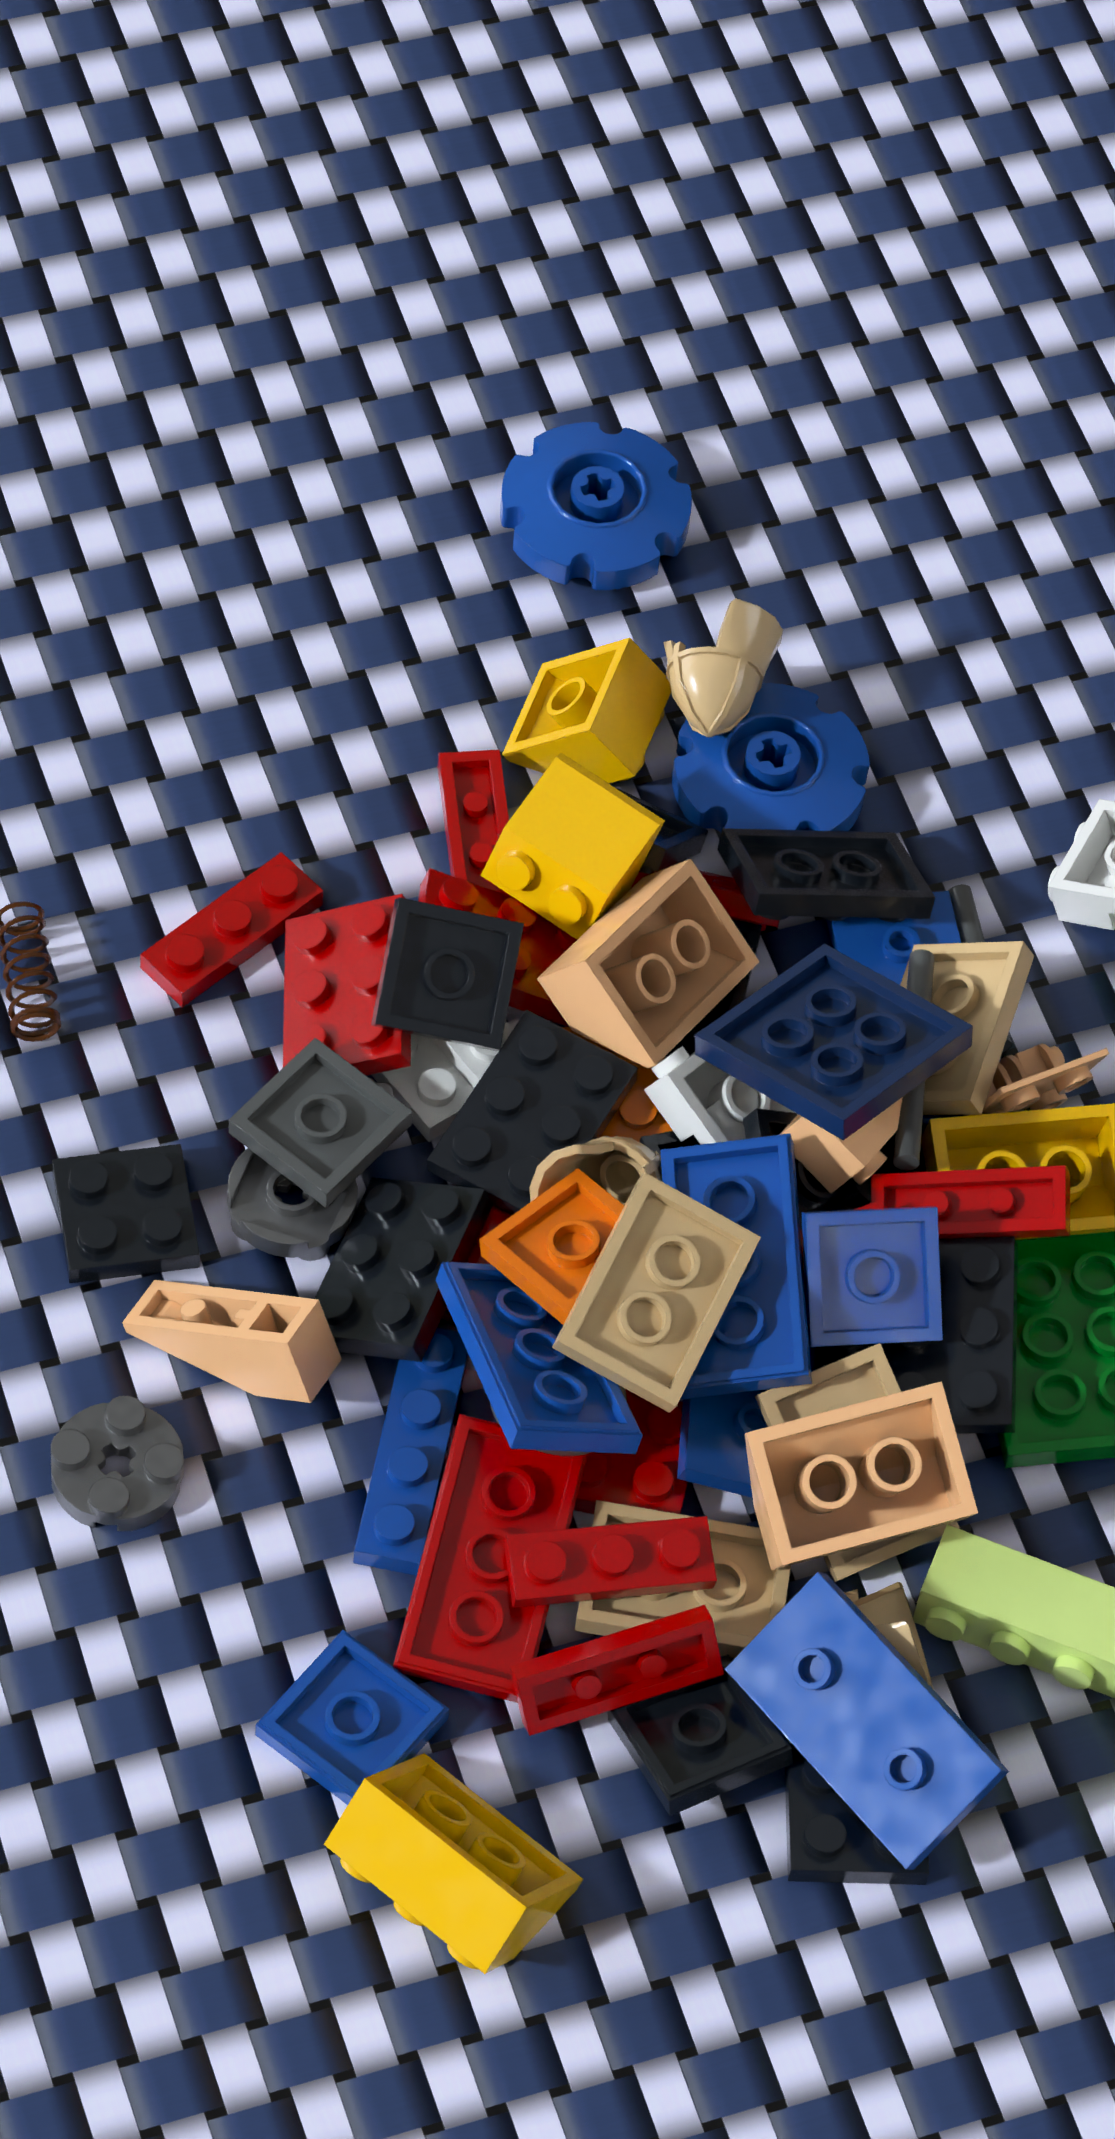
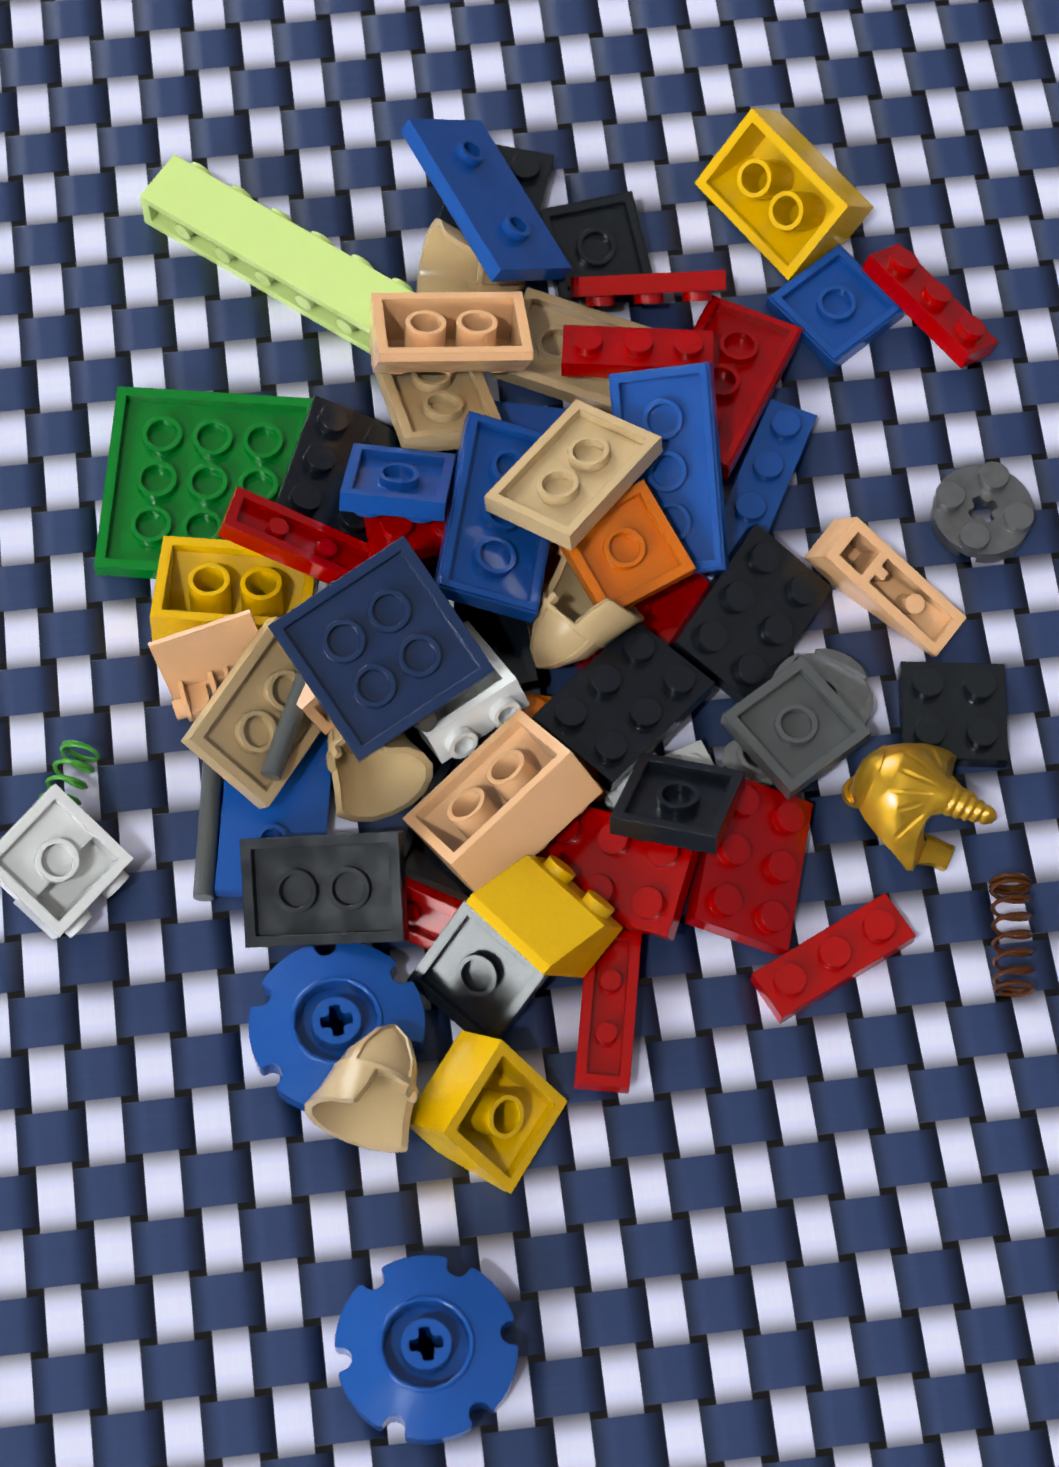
camera: 165 degrees left, 10 degrees up
(180, 1073) = (902, 789): none -> pearl gold piece
(223, 1732) = (930, 305): none -> red plate

